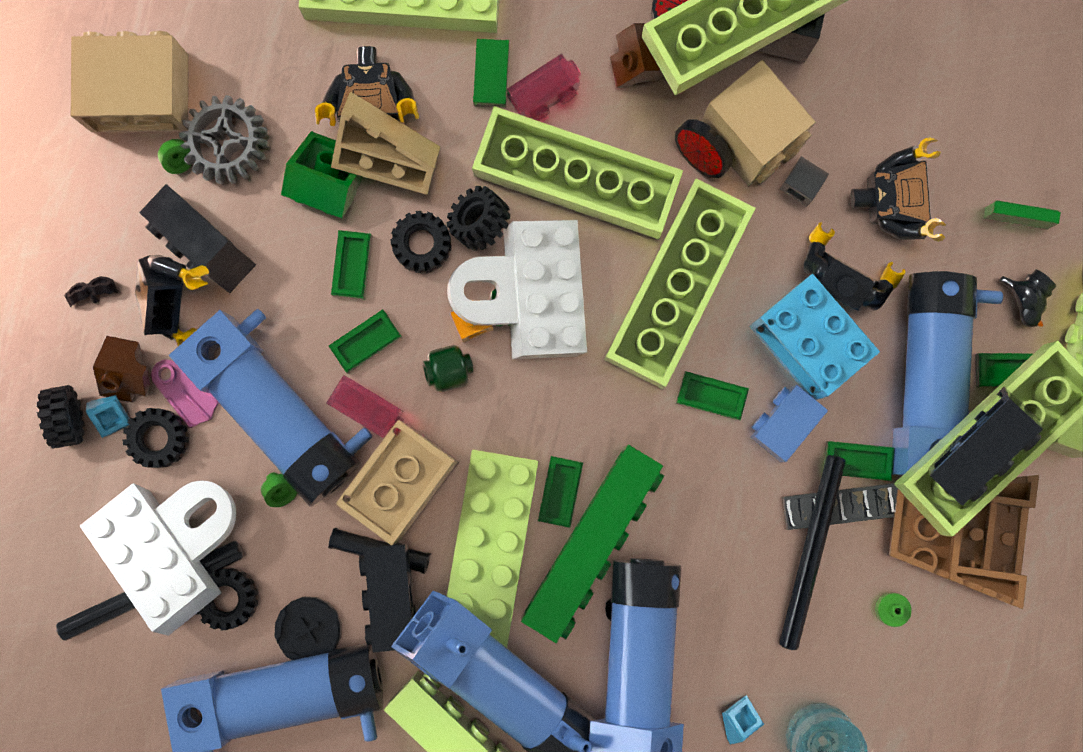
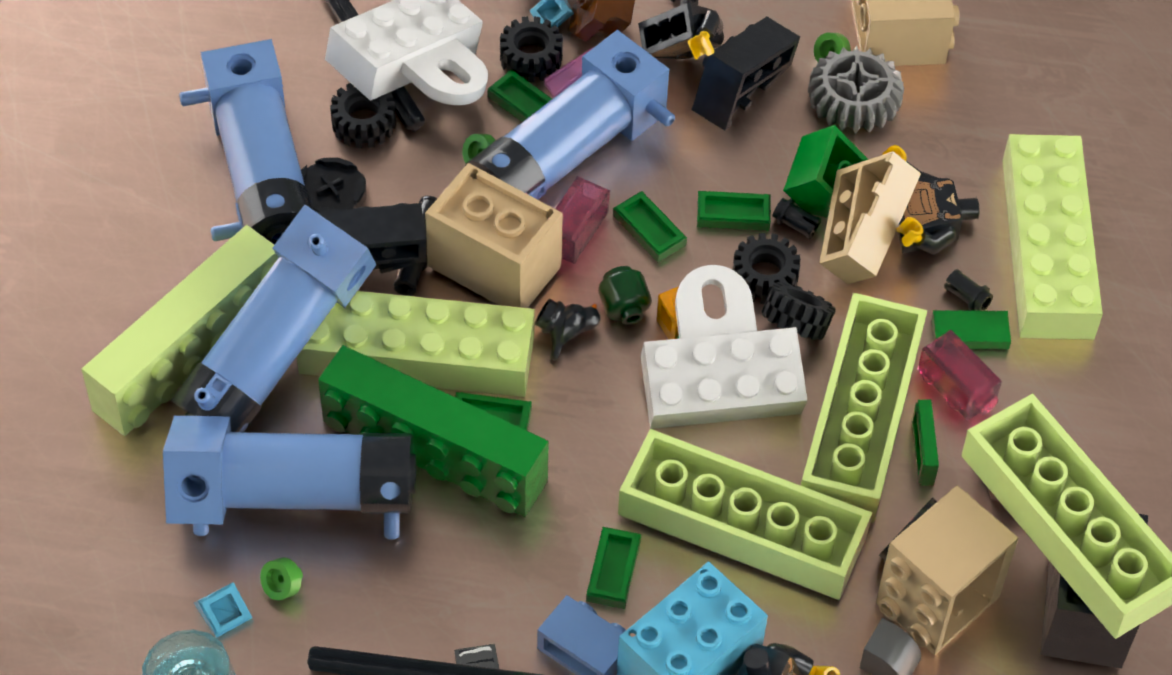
camera: 85 degrees right, 30 degrees down
(214, 447) = (517, 95): none -> green tile
(365, 211) = (796, 217): none -> black pin
(453, 68) = (974, 295): none -> black pin
(473, 422) = (565, 322): none -> black animal
(610, 126) = (925, 443): none -> green tile
(718, 671) = (281, 578): none -> bright green tile

